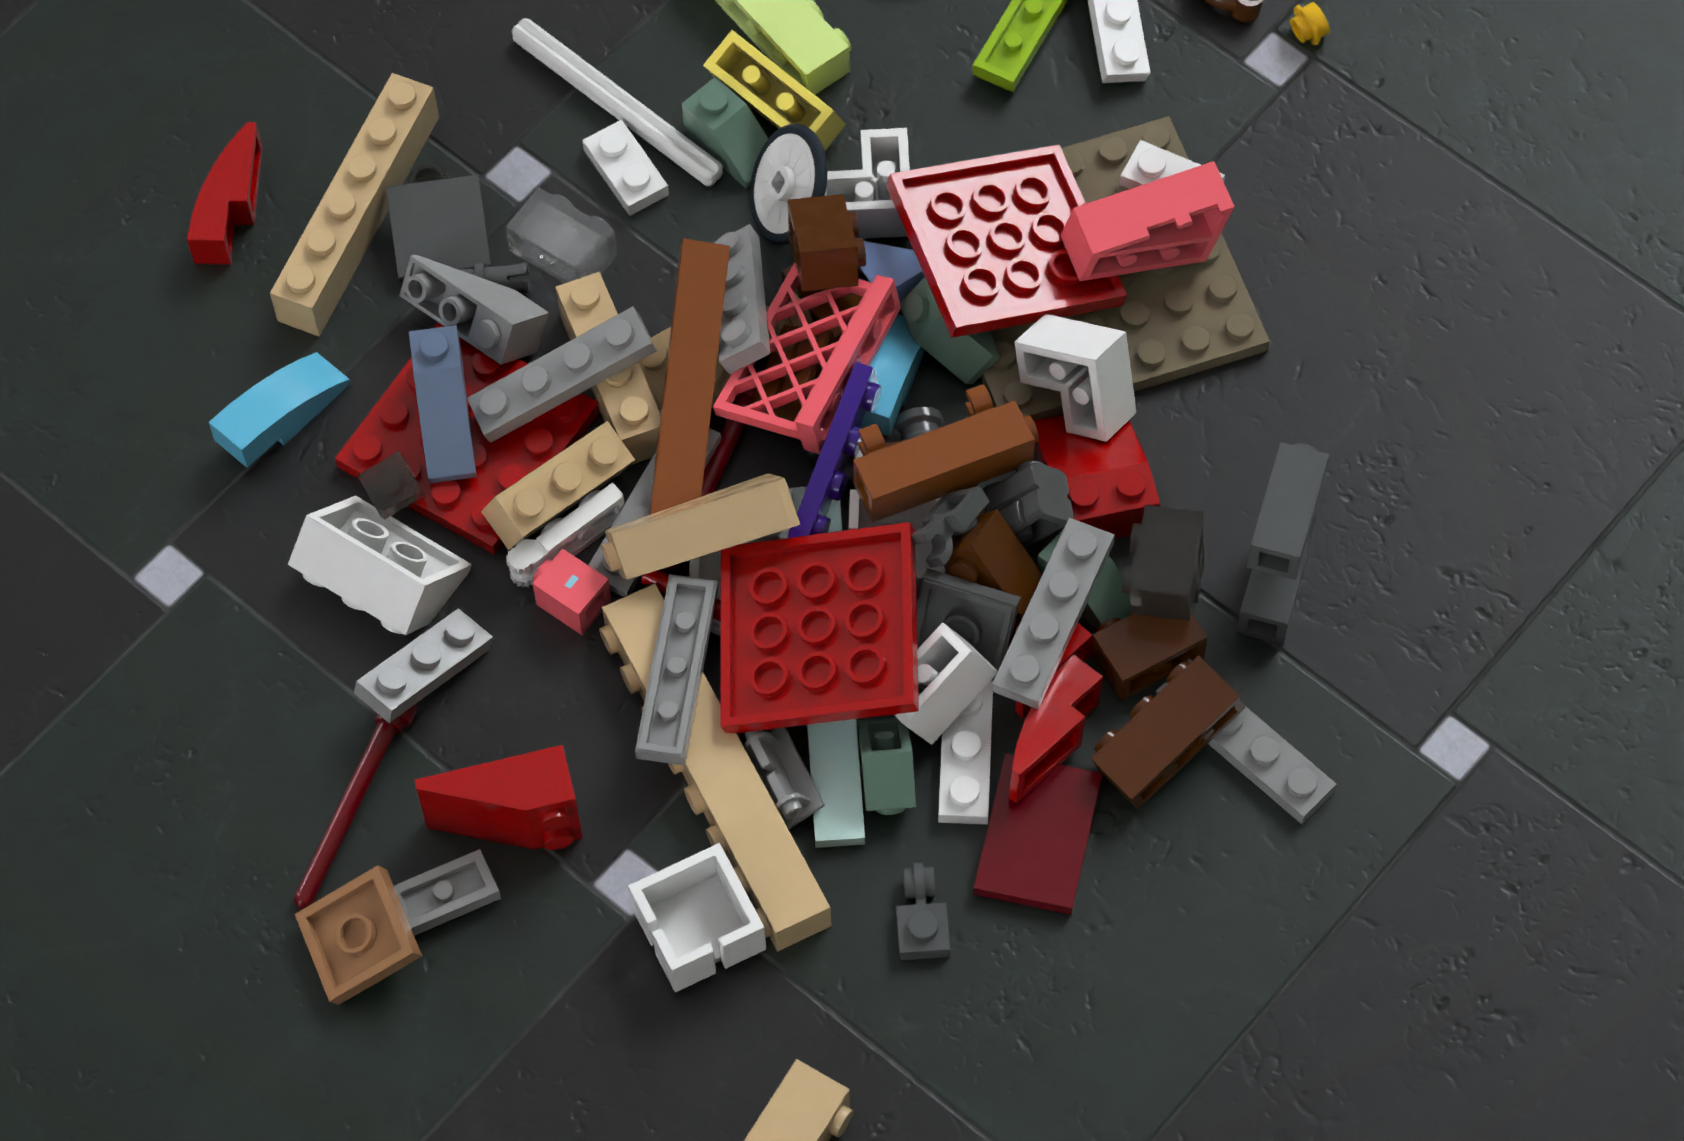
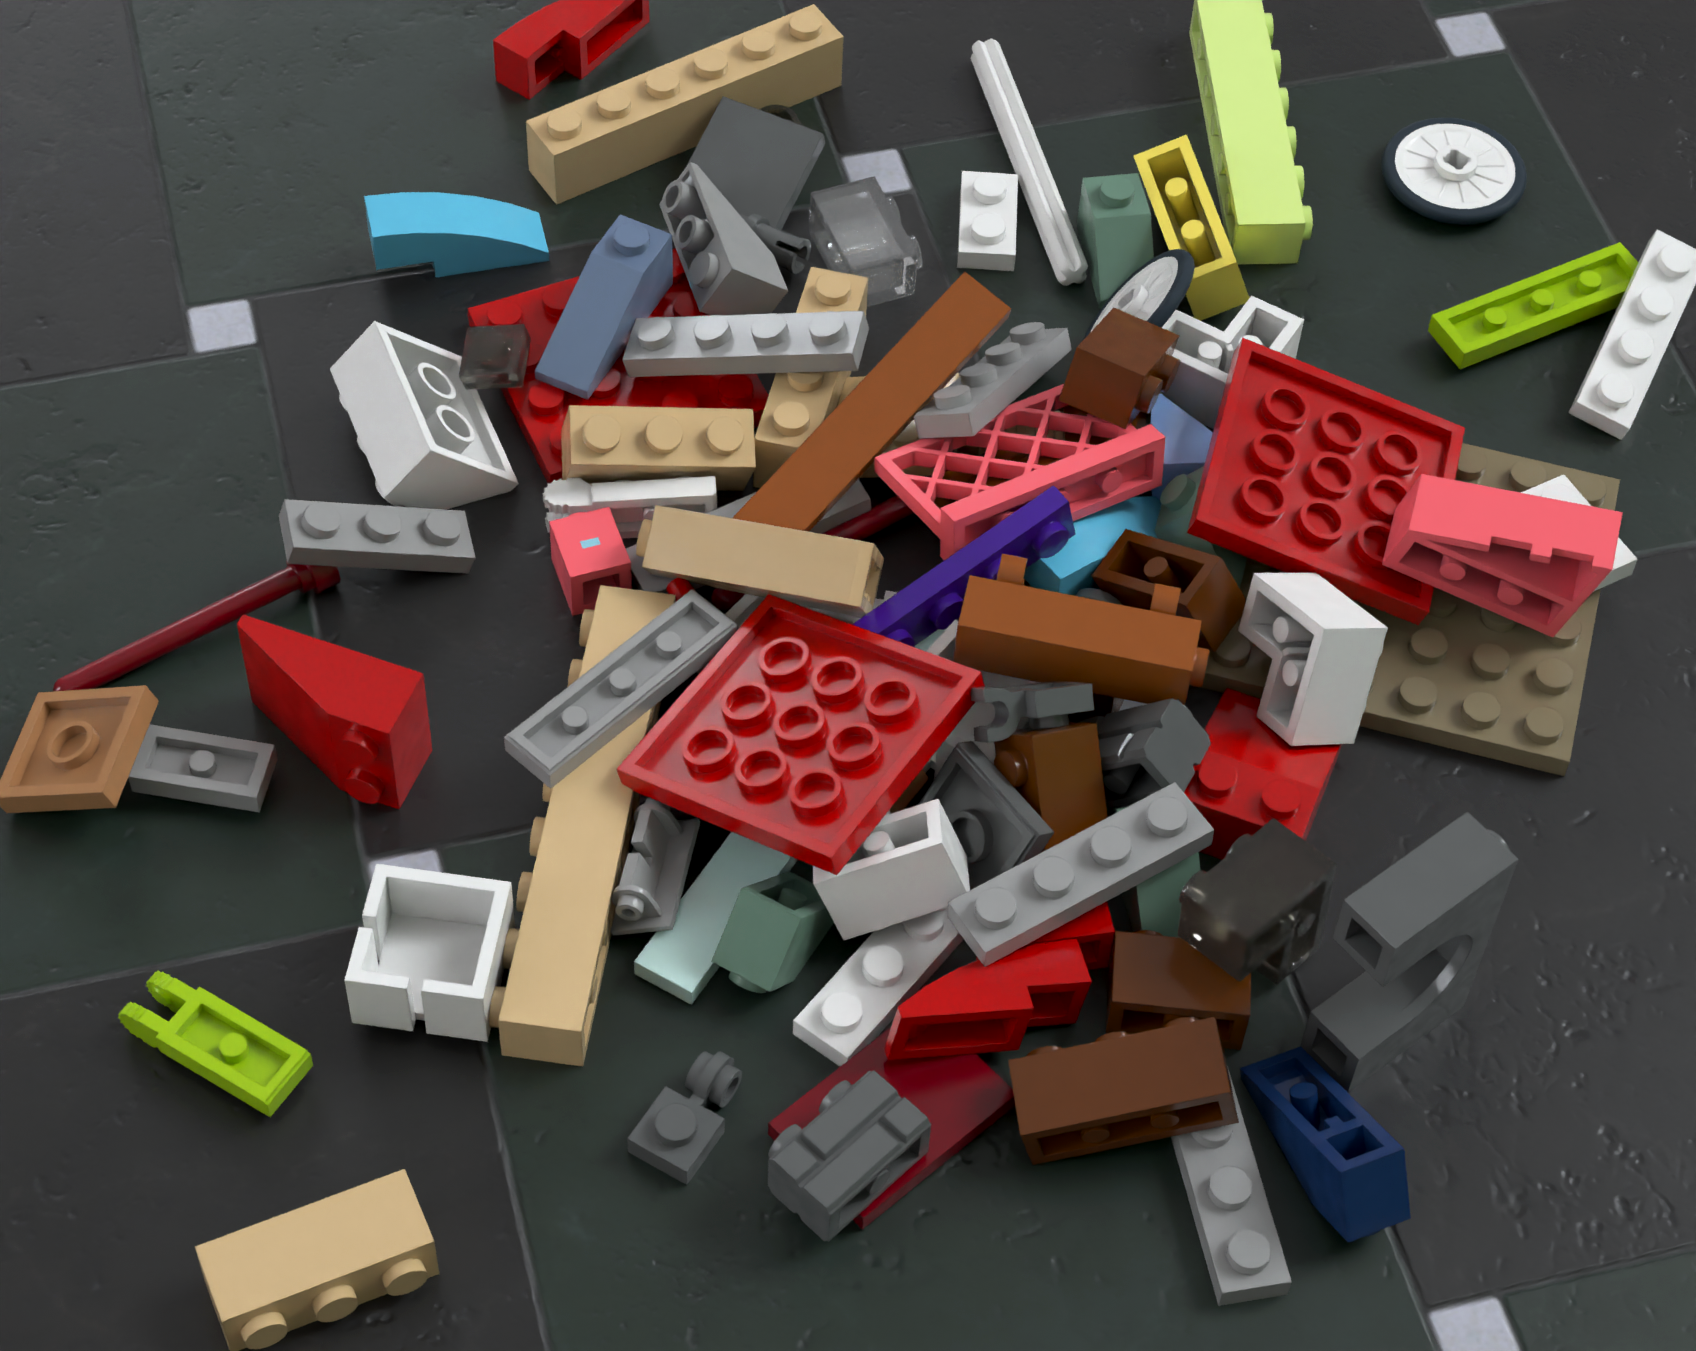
camera: 30 degrees right, 10 degrees down
(607, 1058) = (220, 1043): none -> lime hinge
(944, 376) = (1205, 582): none -> reddish brown brick
(1041, 876) = (847, 1153): none -> dark grey brick
(1303, 685) = (1332, 1144): none -> dark blue slope

